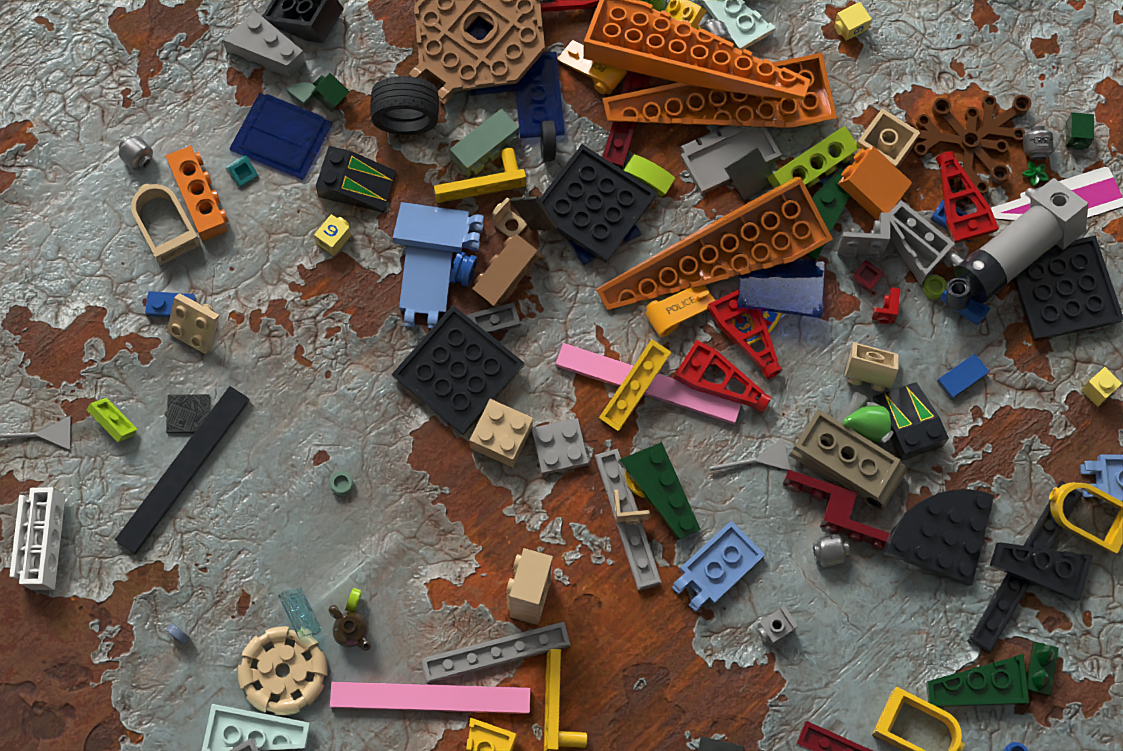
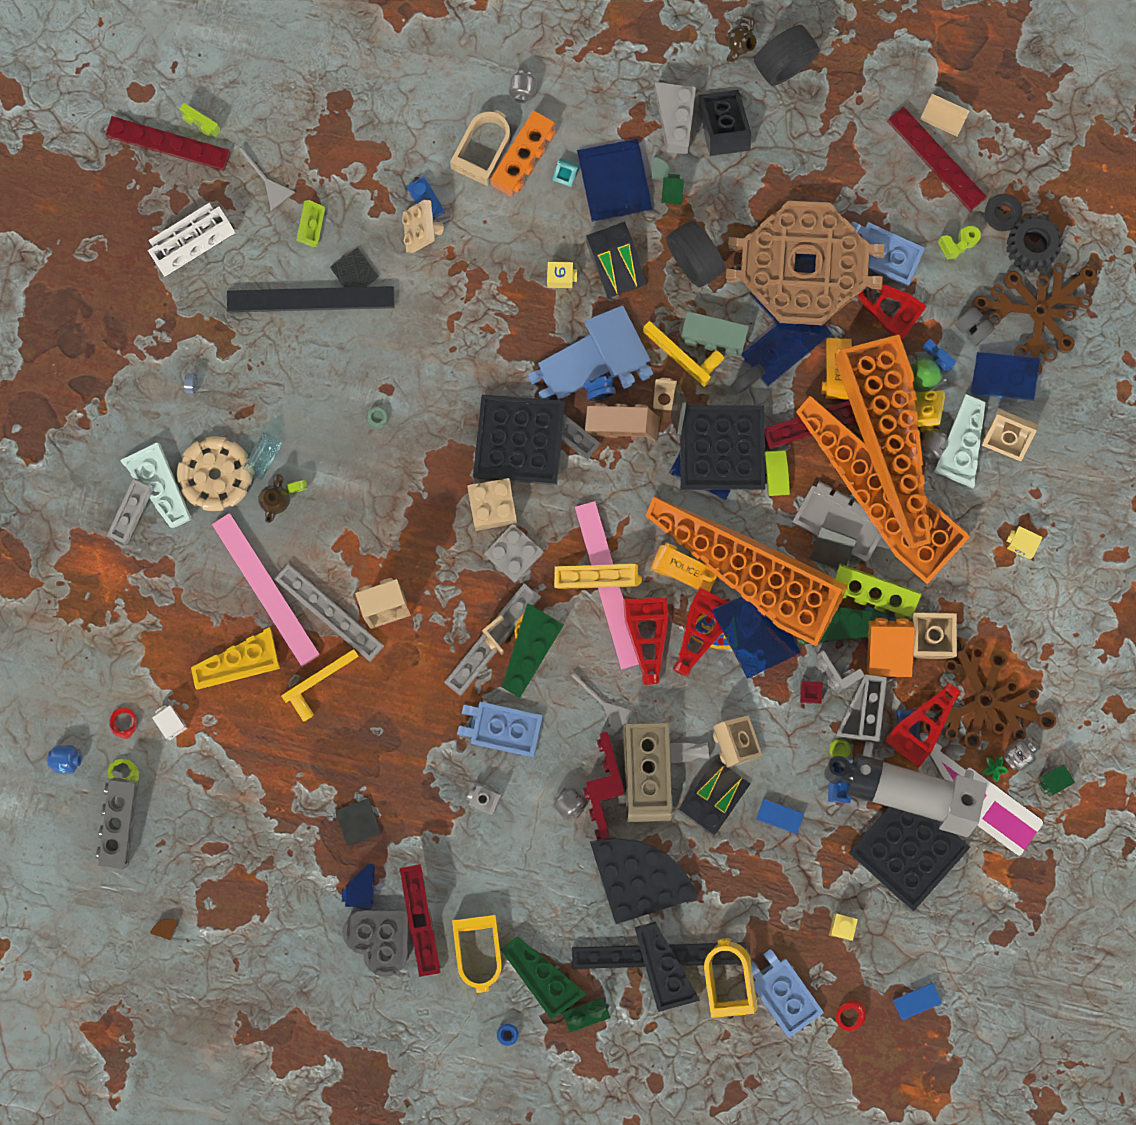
camera: 60 degrees right, 10 degrees up
(871, 422) = (687, 768): bright green hat -> none
(889, 310) = (799, 724): red bracket -> none

